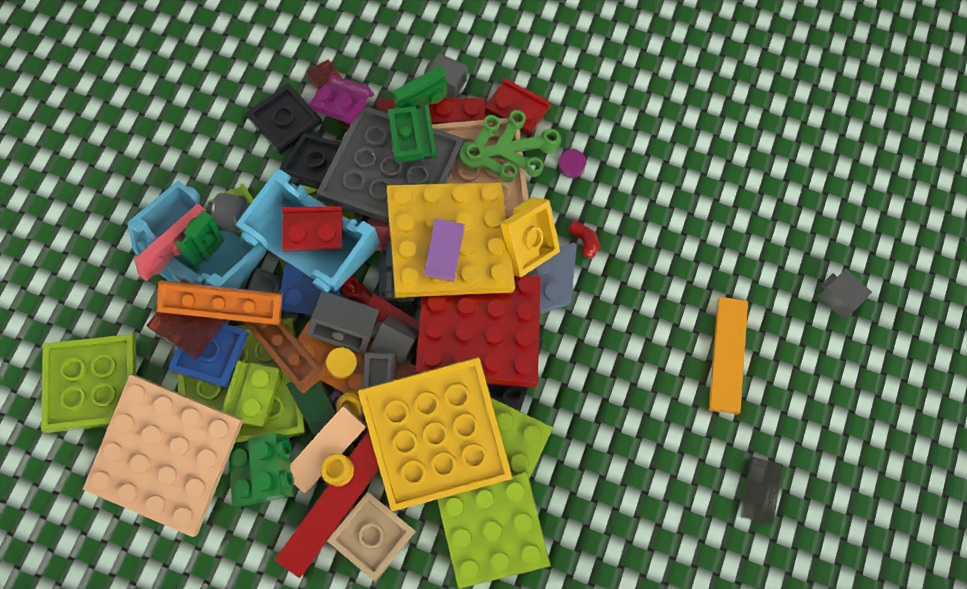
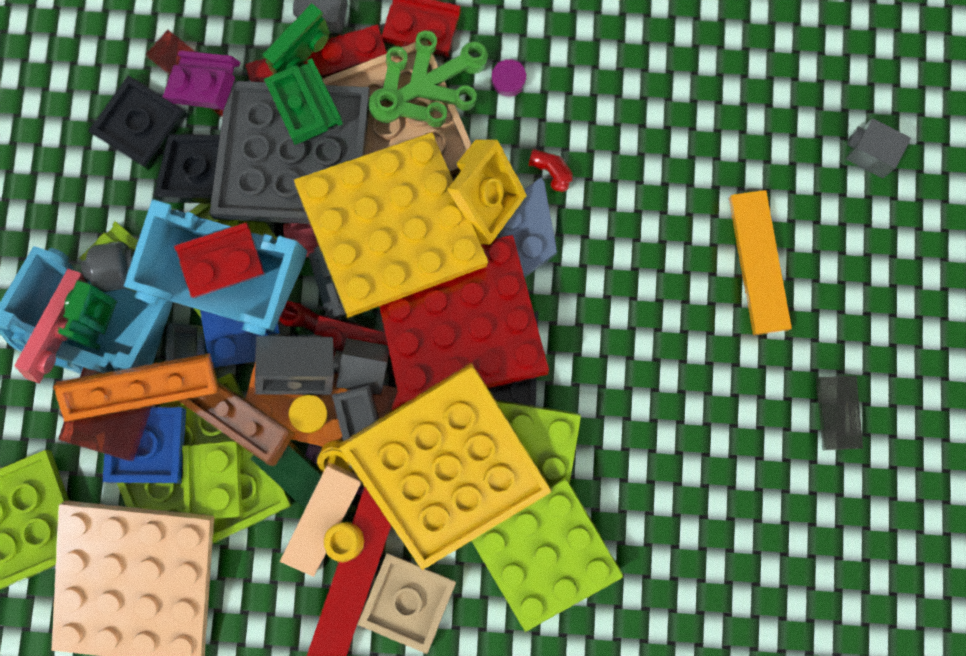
camera: 10 degrees left, 10 degrees up
(261, 470) = (254, 566): green plate -> none
(444, 250) = (389, 243): medium lavender tile -> none

